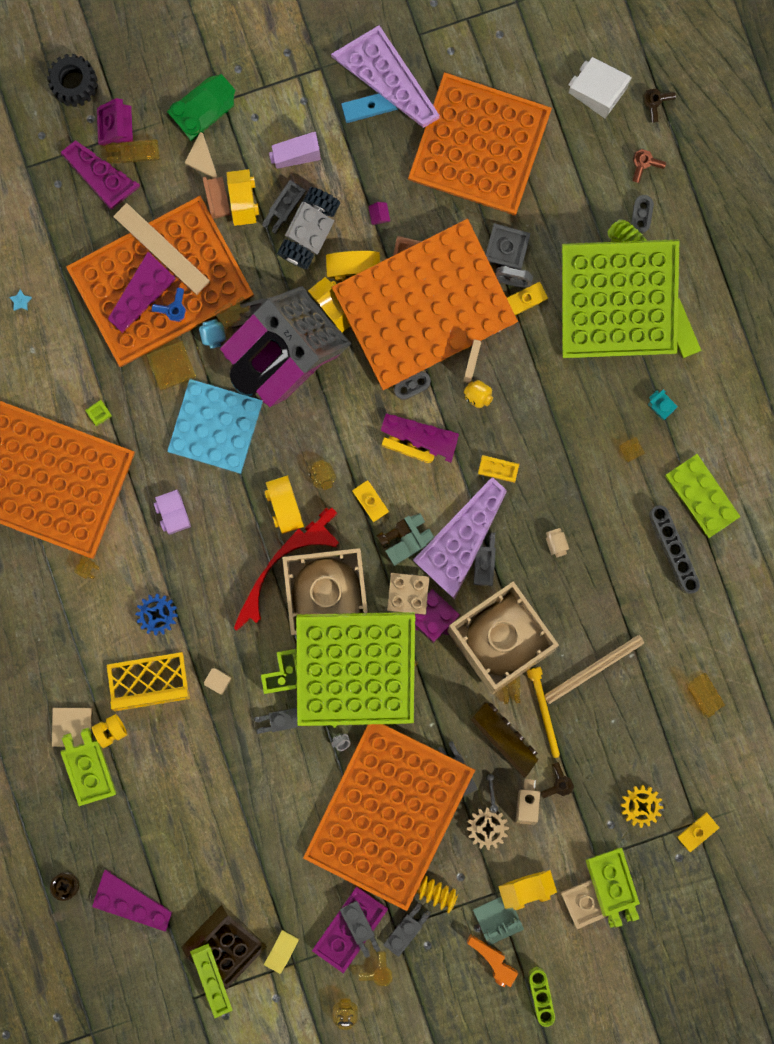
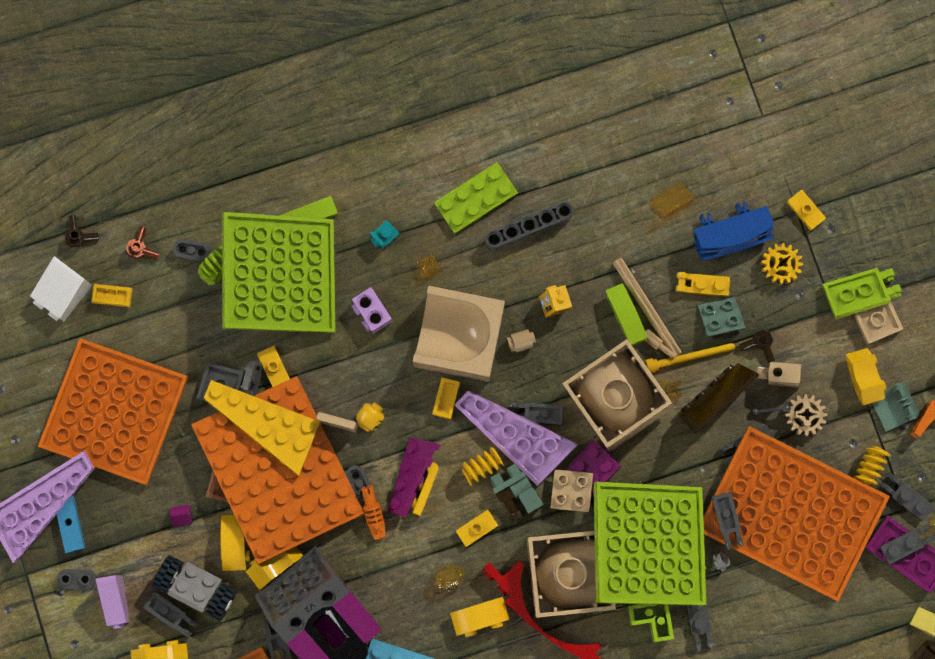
camera: 90 degrees left, 5 degrees down
(316, 115) = (76, 579): none -> dark grey plate
(383, 399) = (373, 513): none -> orange hinge
(383, 747) = (727, 517): none -> dark grey hinge
(431, 504) = (481, 466): none -> yellow piece
(465, 299) = (271, 426): none -> yellow wing
(557, 678) = (656, 343): none -> tan axle
(562, 480) = (459, 334): none -> tan piece
(585, 647) = (626, 314): none -> lime slope
(585, 744) = (721, 317): none -> sand green hinge
(587, 396) = (375, 308): none -> lavender brick
(595, 137) = (111, 295): none -> yellow plate
(598, 576) = (555, 300): none -> yellow head
(618, 726) = (703, 284): none -> yellow plate
(671, 756) = (733, 233): none -> blue piece

